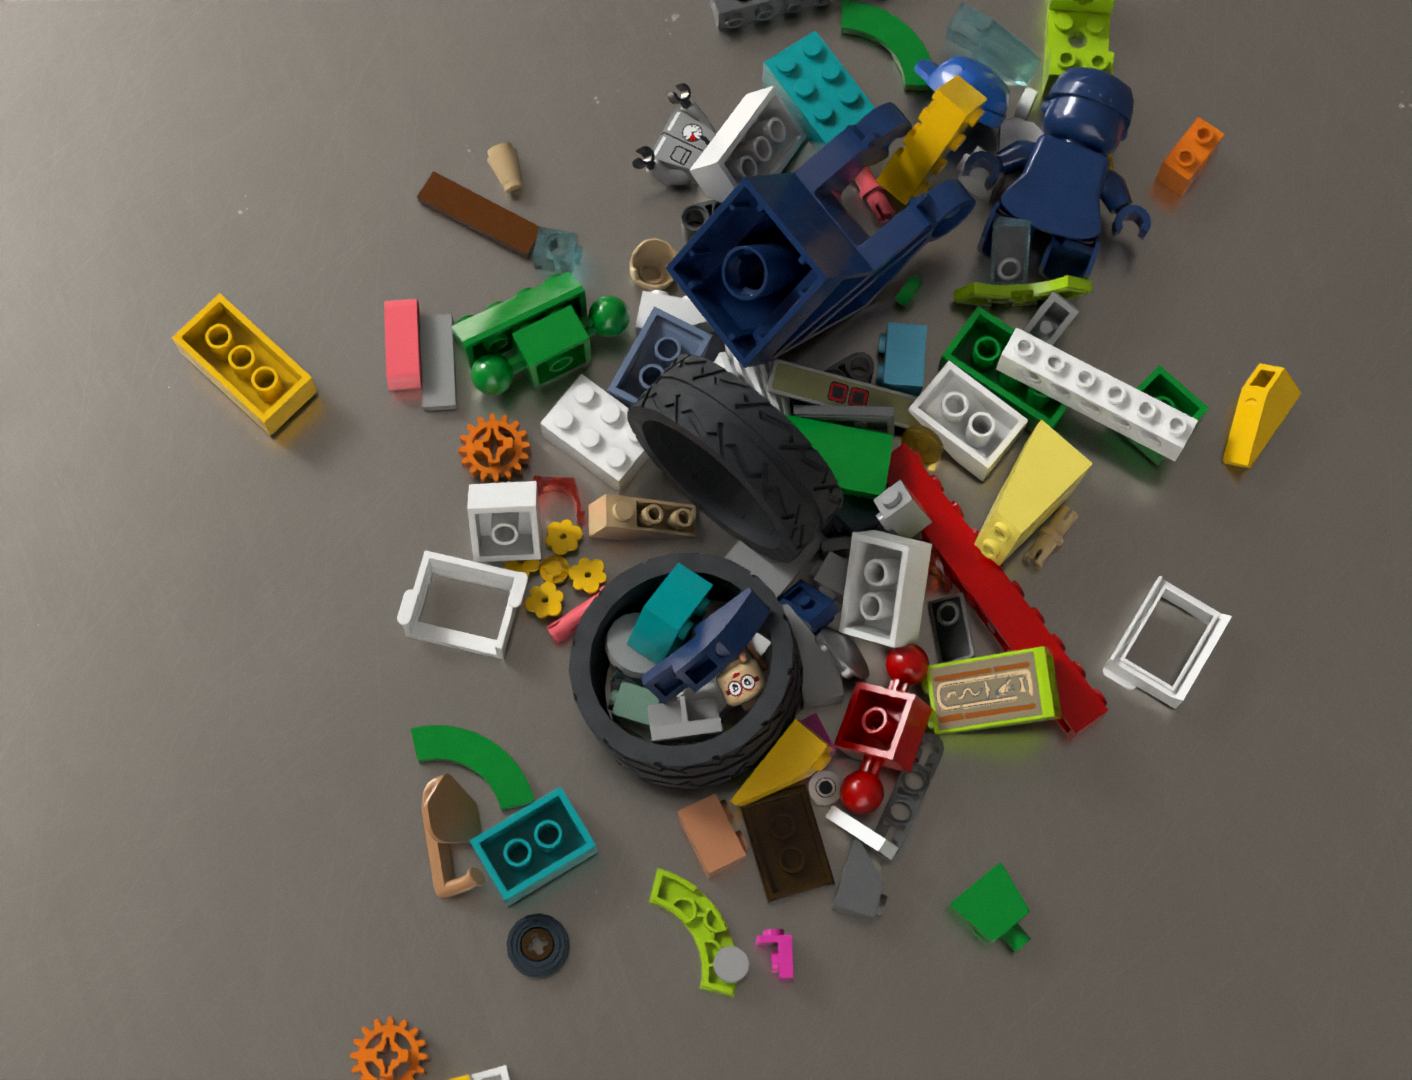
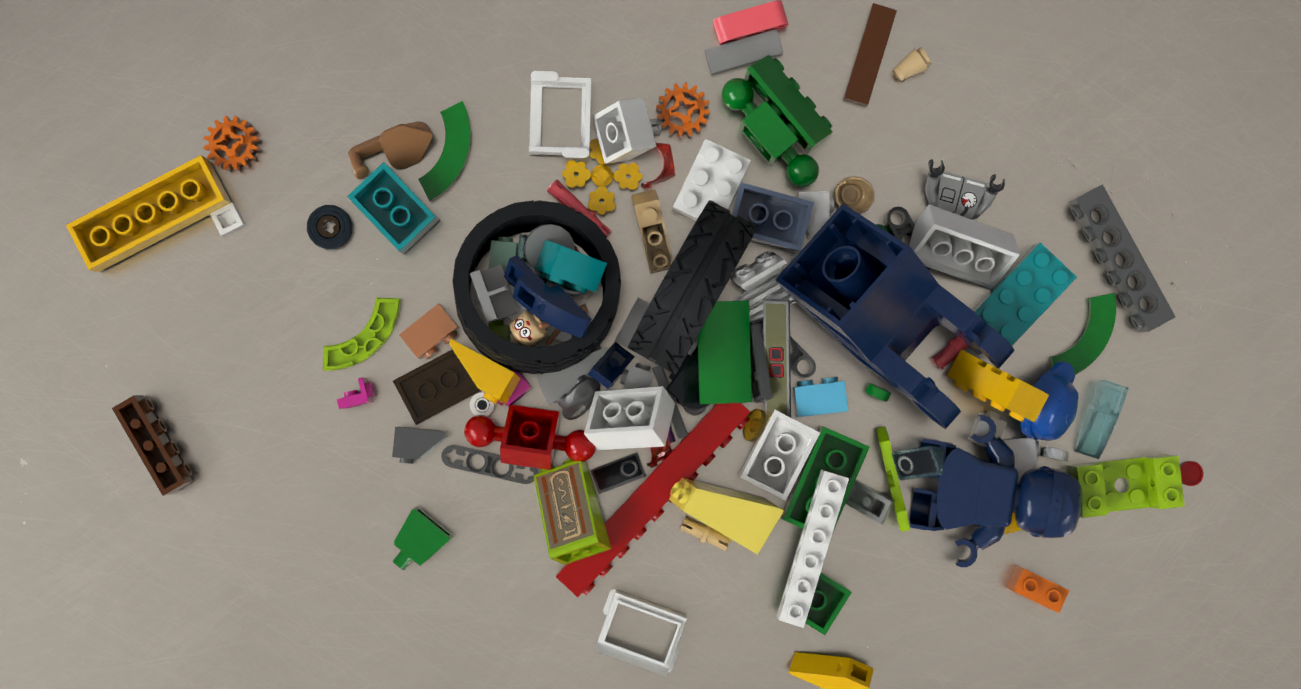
camera: 80 degrees right, 15 degrees up
(551, 239) = (855, 109): clear light blue brick -> none
(731, 964) = (341, 363): light grey tile -> none
(862, 832) = (451, 437): white tile -> none
(901, 511) = (690, 419): light grey brick -> none

